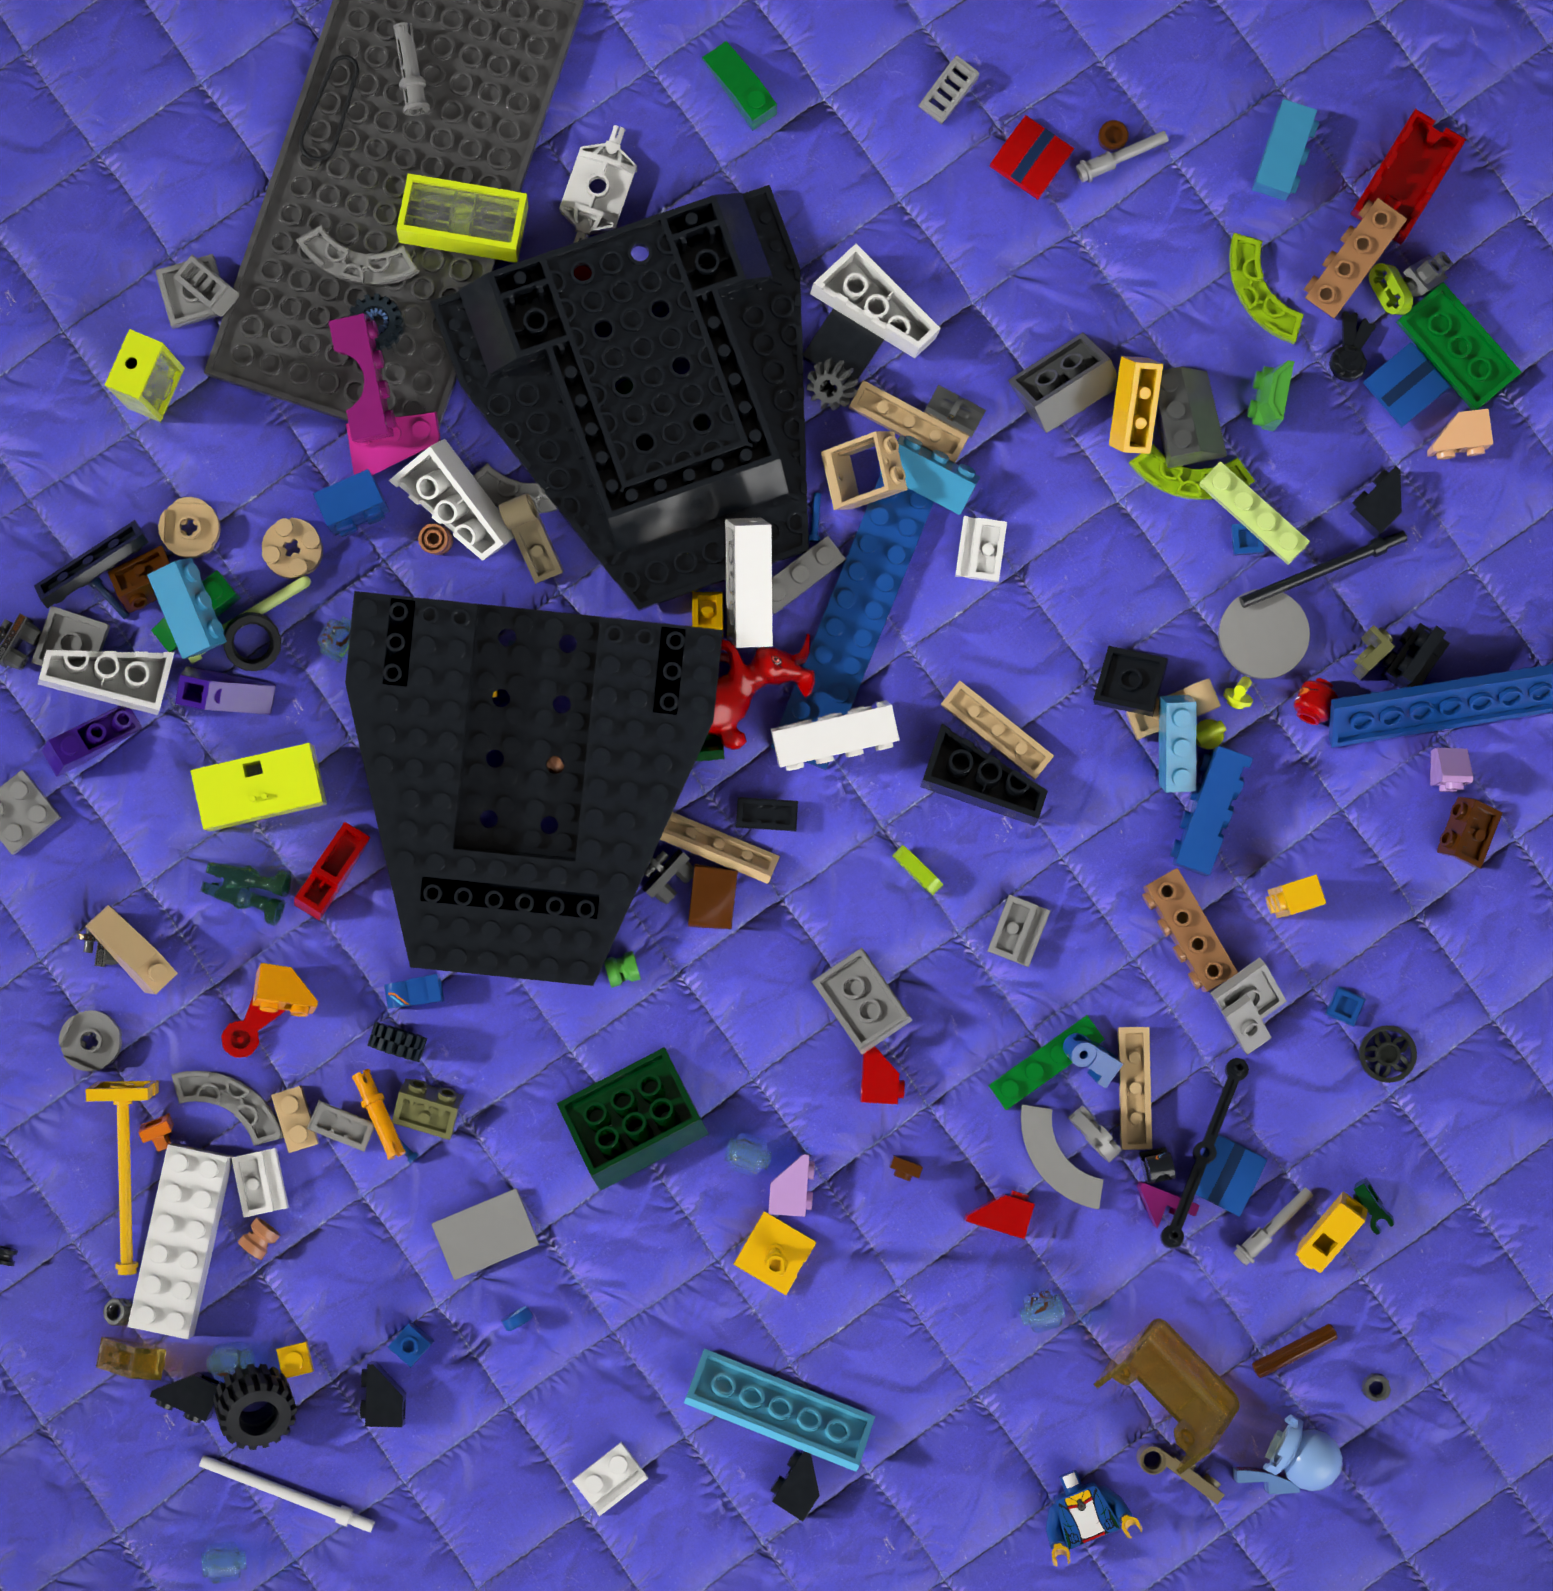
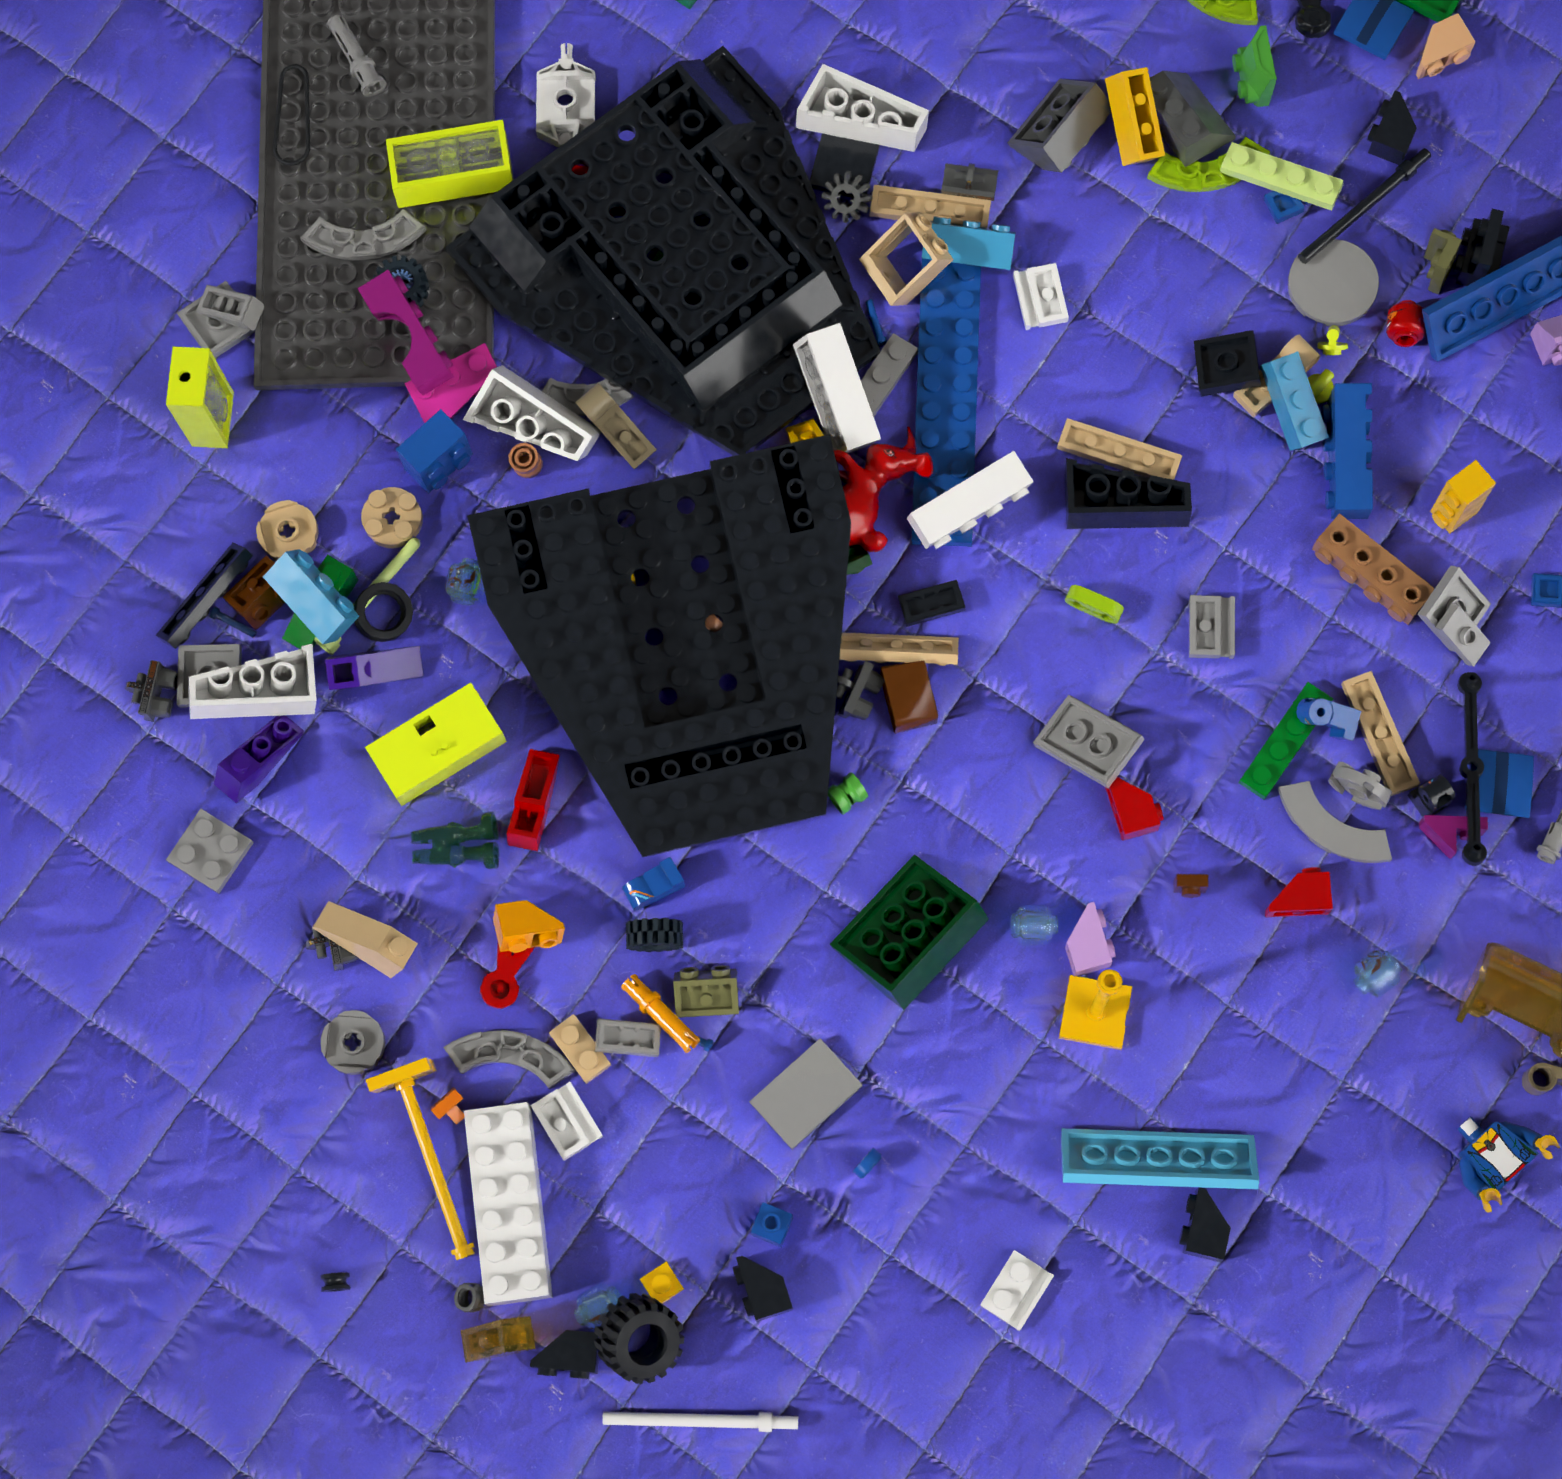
camera: 10 degrees left, 10 degrees down
(257, 1240) = (584, 1177): nougat wheel -> none

